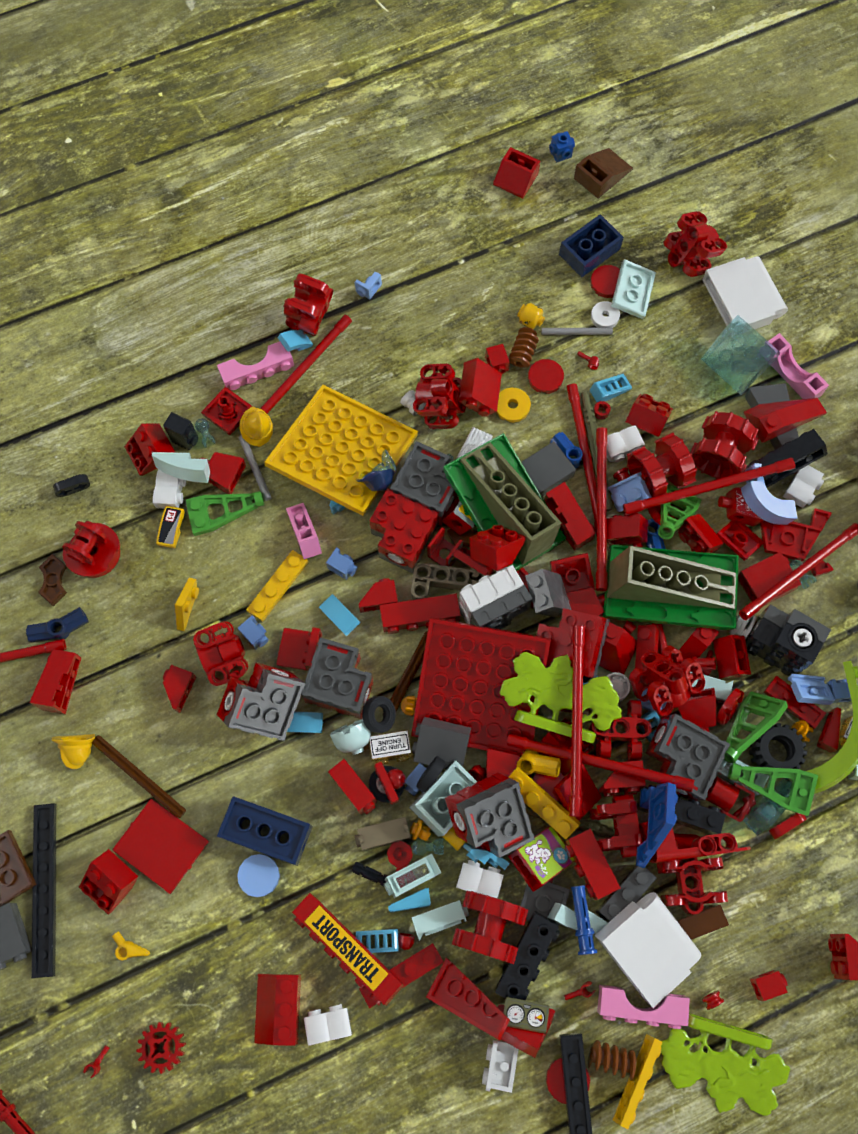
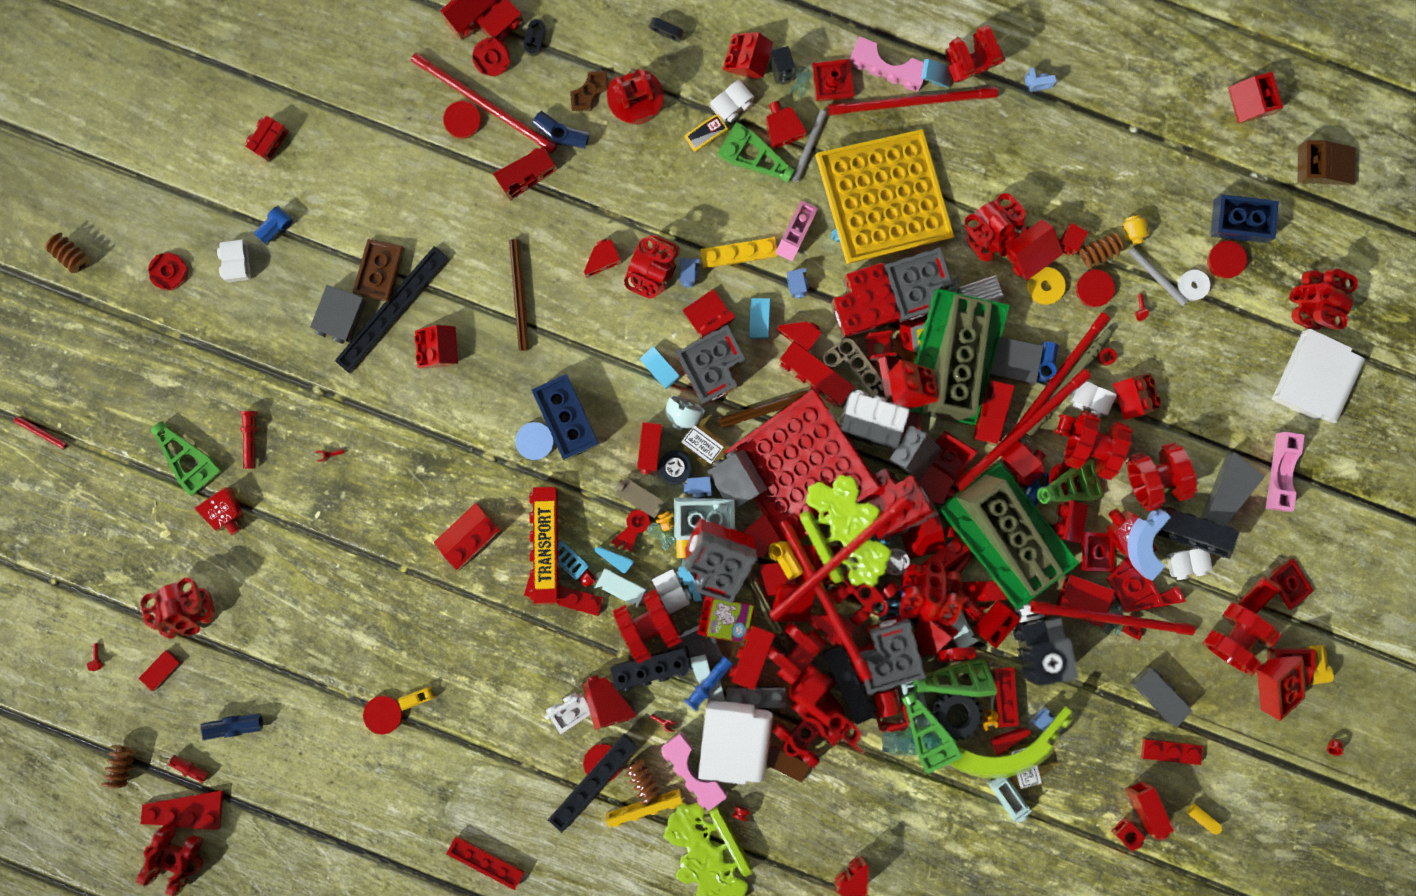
camera: 45 degrees right, 15 degrees up
(74, 749) = (494, 233): yellow piece -> none
(127, 949) = (409, 402): yellow animal -> none
(153, 1041) = (374, 477): red gear -> none
(160, 846) = (491, 356): red piece -> none
(182, 466) = (756, 96): light aqua slope -> none
(185, 603) = (662, 203): yellow wing -> none
(256, 427) = (840, 115): yellow piece -> none
(263, 703) = (644, 330): piece -> none
(328, 1025) = (487, 578): white brick -> none
(369, 873) = (607, 515): black axle -> none
(382, 475) = (889, 247): dark blue hair -> none
(389, 714) = (720, 425): black tyre -> none
(392, 780) = (678, 469): red tile -> none
(408, 400) = (972, 206): white wheel -> none
(408, 705) = (743, 429): light orange plate -> none
(411, 876) = (630, 543): light aqua window -> none
(431, 774) = (707, 493): black tyre -> none
(464, 999) = (587, 652): red wing -> none
(477, 772) = (741, 522): red hinge -> none
(526, 1014) = (614, 700): slope -> none
(545, 805) = (762, 586): yellow plate -> none
(562, 146) = (1318, 109): blue brick -> none
(600, 393) = (1121, 343): medium azure slope -> none
(629, 490) = (1055, 439): light blue plate -> none
(633, 289) = (1238, 286): light aqua tile -> none
(661, 819) = (821, 677): blue wing -> none
(740, 355) = (1255, 421): clear light blue slope -> none
(769, 985) = (786, 842): red brick -> none
(777, 467) = (1177, 532): red piece -> none
(781, 417) = (1229, 497): red wedge -> none
(787, 825) = (908, 764): red beam -> none
(811, 689) = (1025, 700): light blue plate -> none

